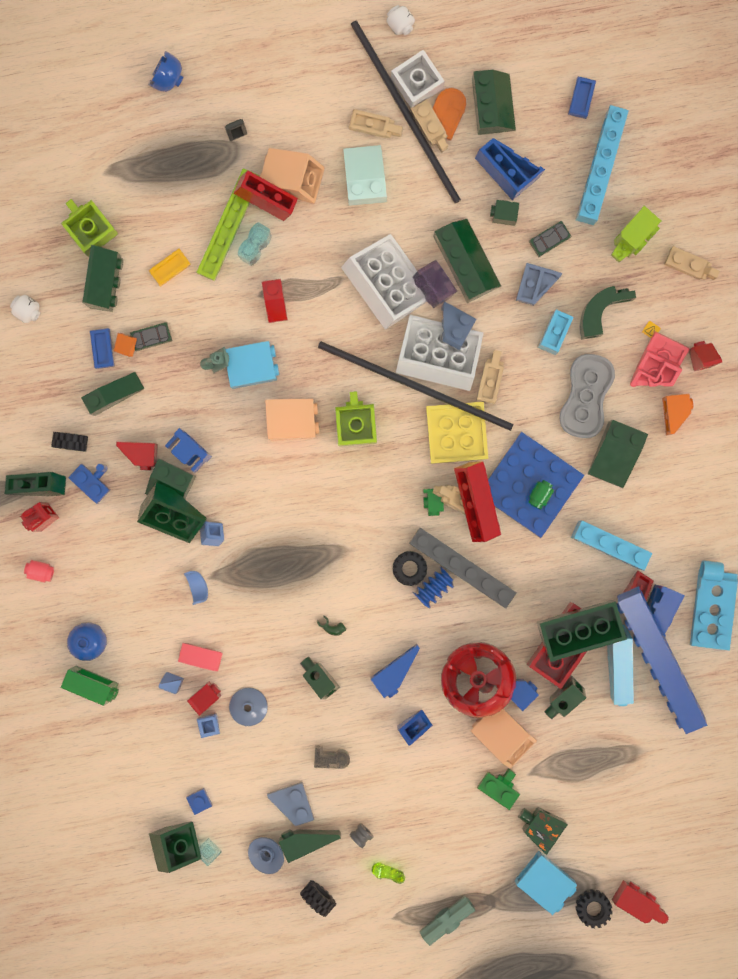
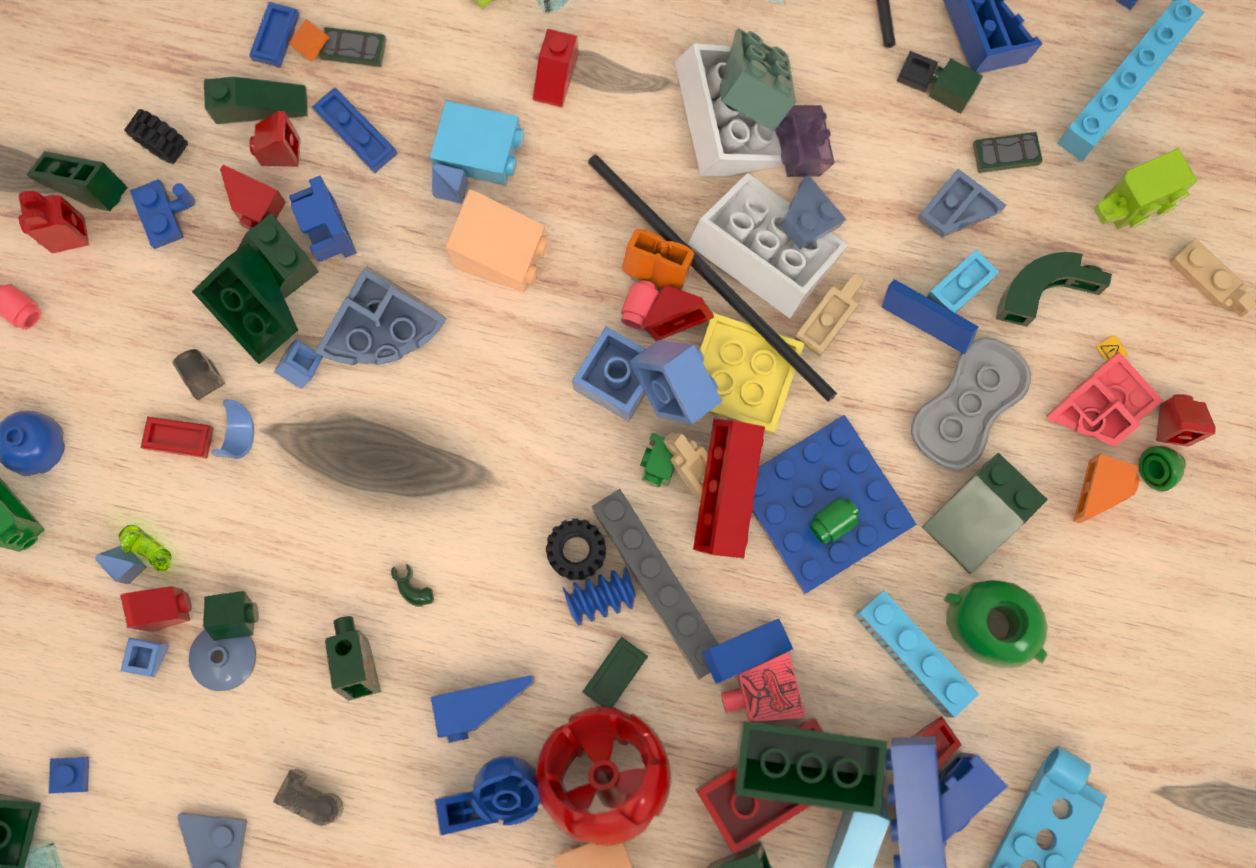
camera: 30 degrees right, 10 degrees down
(137, 415) = (275, 142): none -> red slope
(162, 564) = (198, 373): none -> clear smoke leg
(165, 603) = (177, 437): none -> red tile
(173, 667) = (135, 540): none -> clear neon green piece
(176, 385) = (354, 130): none -> blue tile
(200, 657) = (186, 543): coral slope -> none
(217, 361) = (425, 111): sand green hinge -> none
(244, 684) = (229, 615): none -> dark green brick
(245, 491) = (378, 323): none -> sand blue brick
(246, 395) = (448, 183): none -> medium blue slope
(355, 423) = (592, 290): lime hinge -> none
(384, 390) = (657, 260): none -> orange brick
(384, 418) = (638, 304): none -> coral brick
(390, 464) = (609, 377): none -> medium blue brick
(394, 260) = (758, 80): none -> sand green slope
(405, 415) = (675, 312): none -> red slope
(426, 458) = (676, 381): none -> medium blue brick
(431, 708) = (506, 790): none -> blue cylinder
(459, 624) = (615, 673): none -> dark green tile
(466, 259) = (867, 128): dark green slope -> none
(480, 211) = (917, 71): none -> black tile
(524, 583) = (747, 651): none -> blue tile
(524, 693) = (669, 835): blue slope -> none
(542, 598) = (767, 692): none -> coral torso
(545, 357) = (929, 316): none -> blue tile
(631, 506) = (1026, 620): none -> green piece
(702, 387) = (1161, 467): none -> green brick

